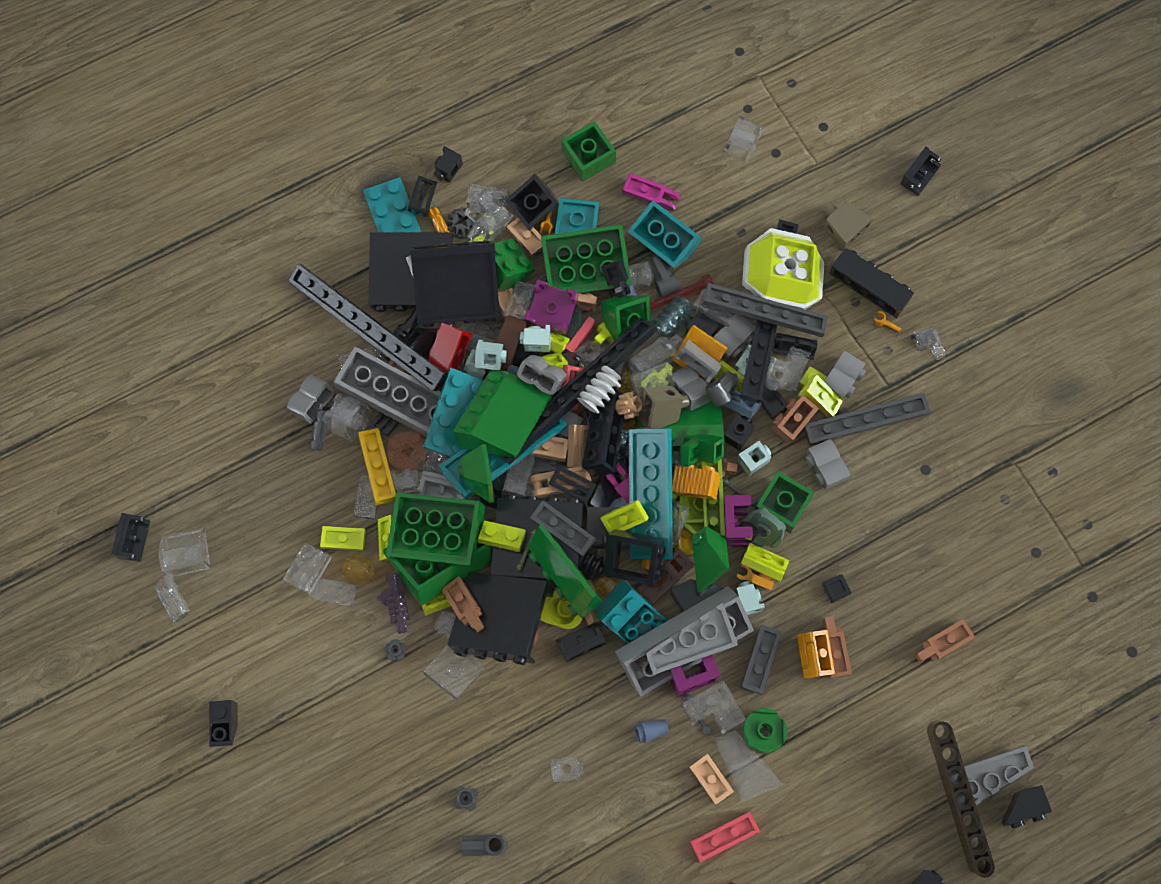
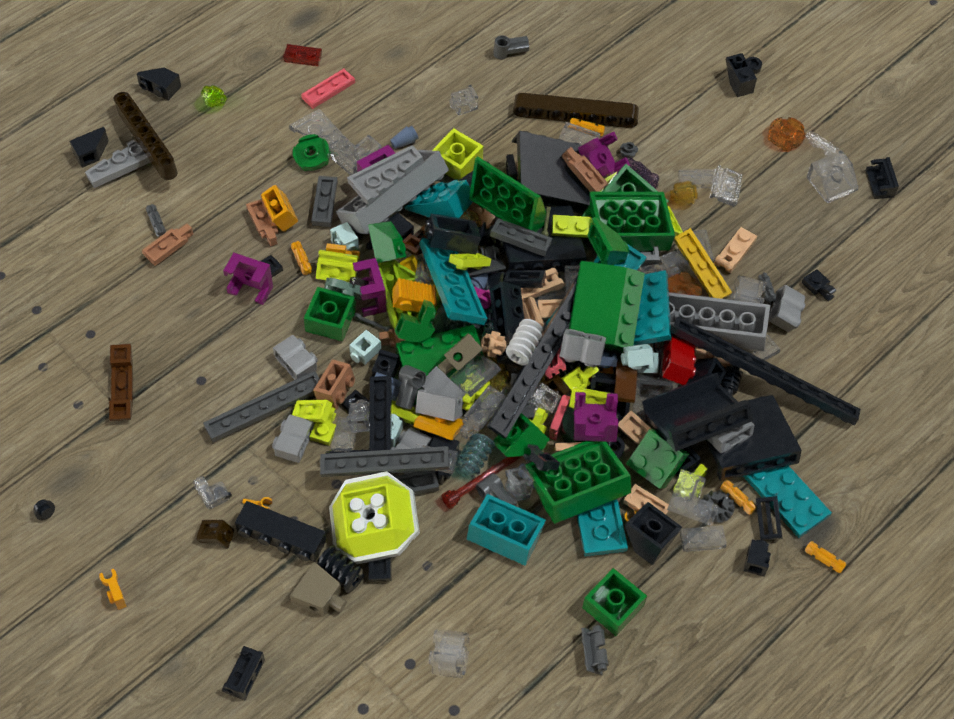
camera: 160 degrees right, 15 degrees down
(194, 624) = (784, 141): none -> clear orange plate
(198, 744) = (755, 64): none -> black tile
(263, 427) = (818, 283): none -> black plate
(330, 488) = (735, 250): none -> light nougat plate
(343, 538) = (707, 214): neon yellow plate -> none
(386, 155) = (825, 557): none -> light orange axle
(431, 696) = (588, 125): none -> light orange axle
(436, 629) = (600, 156): none -> magenta panel
(438, 721) = (564, 108): none -> dark brown beam
(470, 803) = (534, 71): dark grey plate -> none
(520, 300) = (628, 427): clear plate -> none
(536, 339) = (599, 380): light aqua brick -> none
(542, 641) = (511, 167): none -> black tile
(597, 680) = (459, 153): none -> neon yellow brick
(617, 127) = (595, 659): none -> dark grey hinge
(649, 191) = (535, 580): dark pink hinge -> none
(711, 779) = (347, 117): light nougat plate -> none
(800, 591) = (301, 258): none -> light orange axle
(822, 239) = (339, 569): none -> black piece
(860, 569) = (251, 273): none -> magenta panel
(869, 850) = (213, 96): none -> clear neon green plate
(931, 299) = (215, 532): none -> dark brown bracket
(955, 681) = (155, 220): none -> dark grey axle
(1007, 475) = (121, 382): none -> reddish brown slope
(1027, 263) = (115, 594): none -> light orange plate
(1090, 359) = (44, 509): none -> black plate

